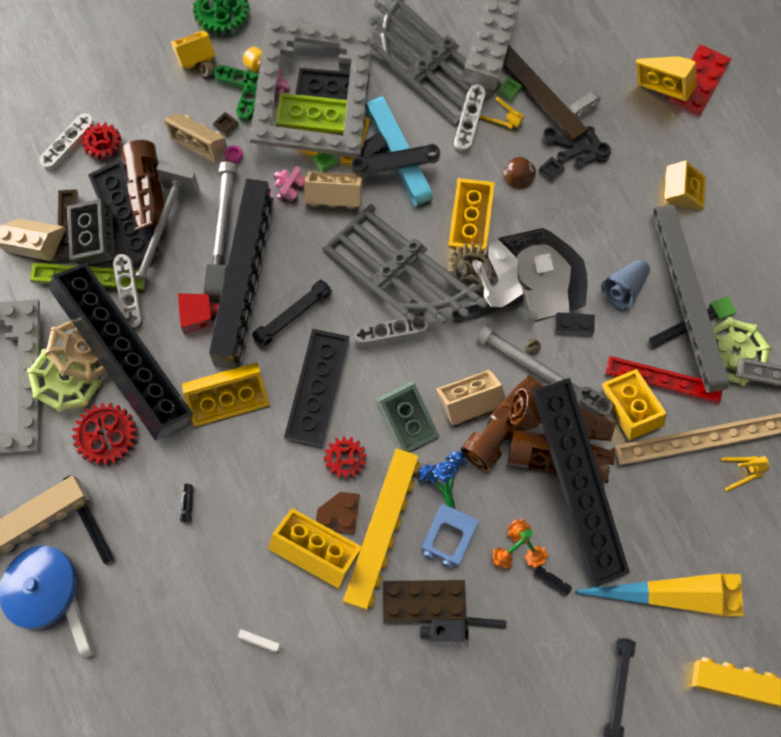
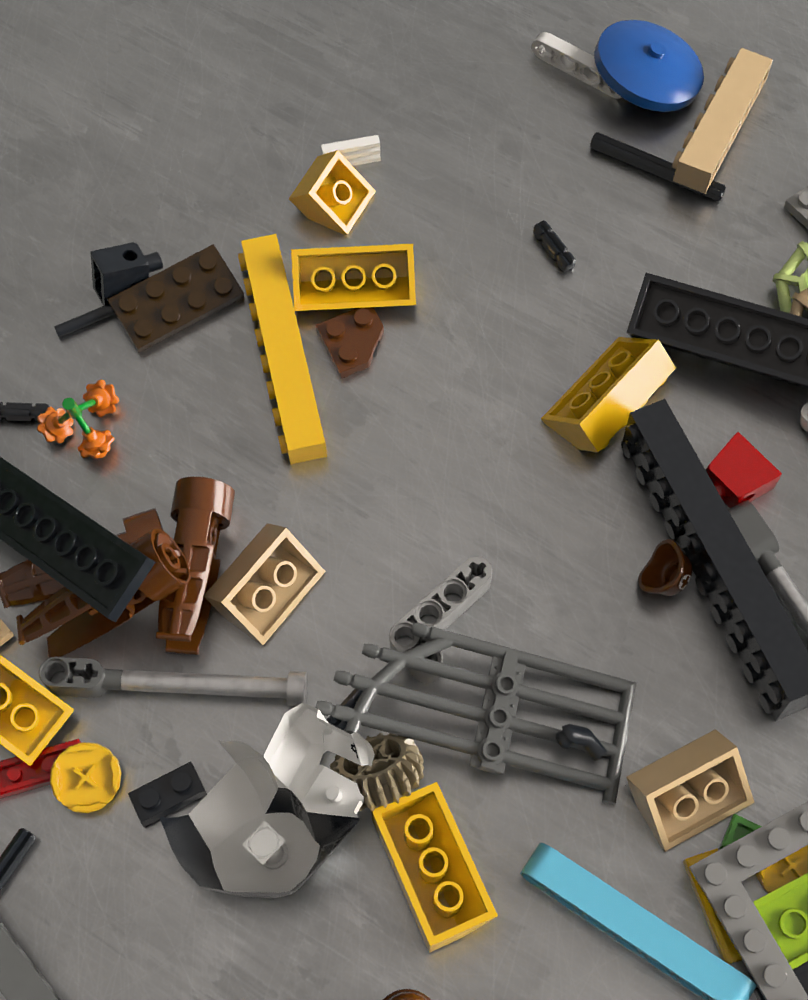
camera: 150 degrees right, 5 degrees down
(87, 441) = (721, 258): red gear -> none
(271, 284) = (666, 571): none -> reddish brown helmet
(290, 618) = (332, 193): none -> yellow slope
(295, 178) = (760, 738): bright pink hips -> none
(317, 387) = (493, 476): black plate -> none
(319, 291) = (587, 608): black piece -> none
(347, 451) = (377, 395): red gear -> none
(369, 232) = (581, 736): none -> black arm
(374, 145) = (681, 903): black rock -> none
(395, 160) = (623, 891): black piece -> none
(407, 416) = (342, 504): sand green slope -> none
(444, 471) = (233, 435): blue plant -> none
(458, 520) = (186, 407): medium blue window -> none
(535, 349) = (220, 720): dark tan hinge -> none
(611, 350) = (85, 777): none -> yellow tile
(625, 284) = (109, 911): sand blue cone -> none

